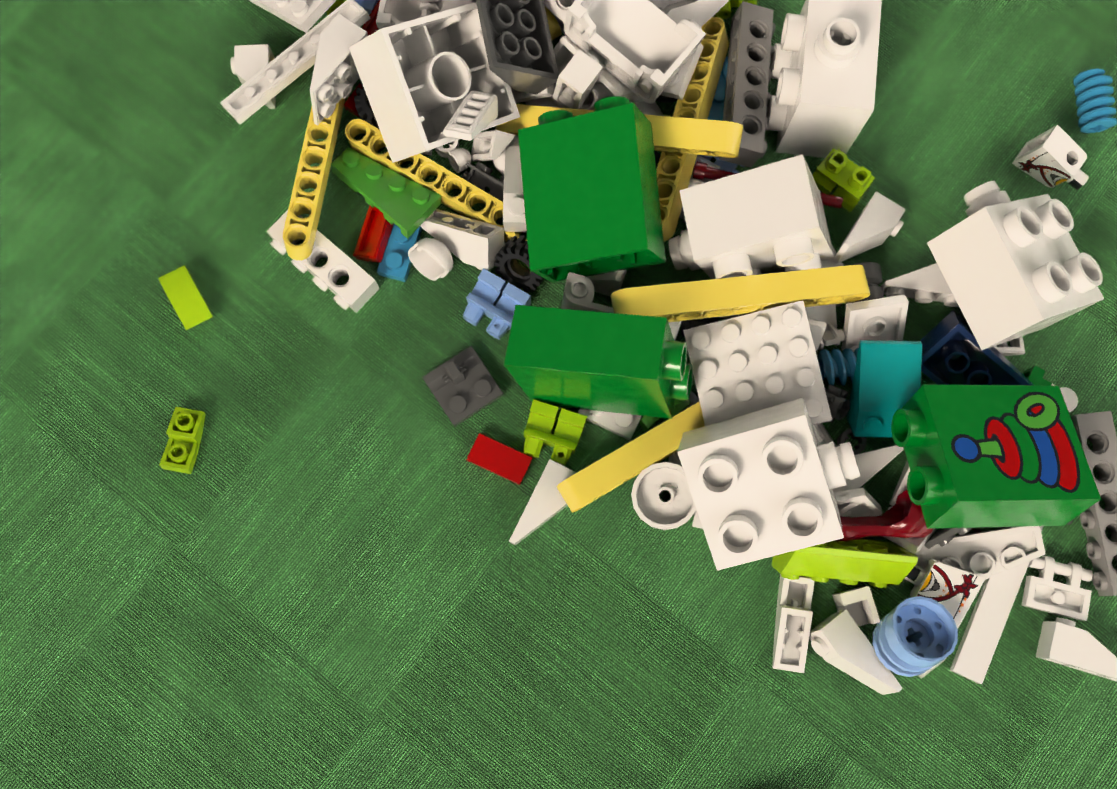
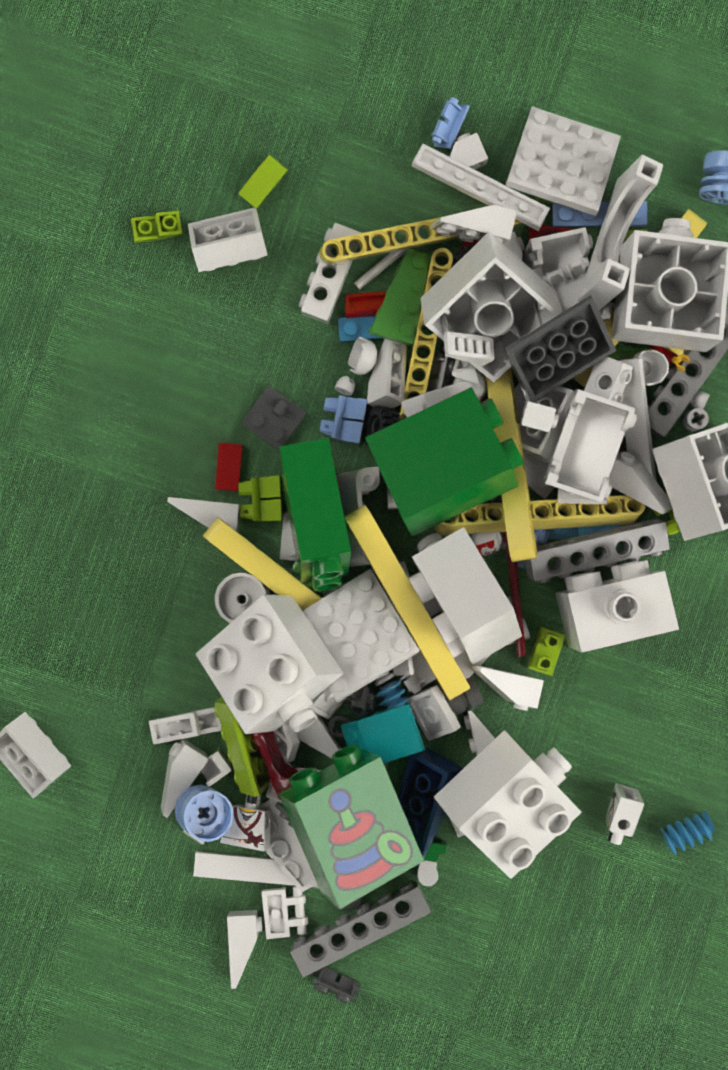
camera: 75 degrees right, 10 degrees up
(212, 72) = (446, 131): none -> light blue hinge
(234, 361) = (227, 240): none -> white slope
(339, 208) = (378, 268): none -> white bar
(457, 291) = (345, 386): none -> white hinge

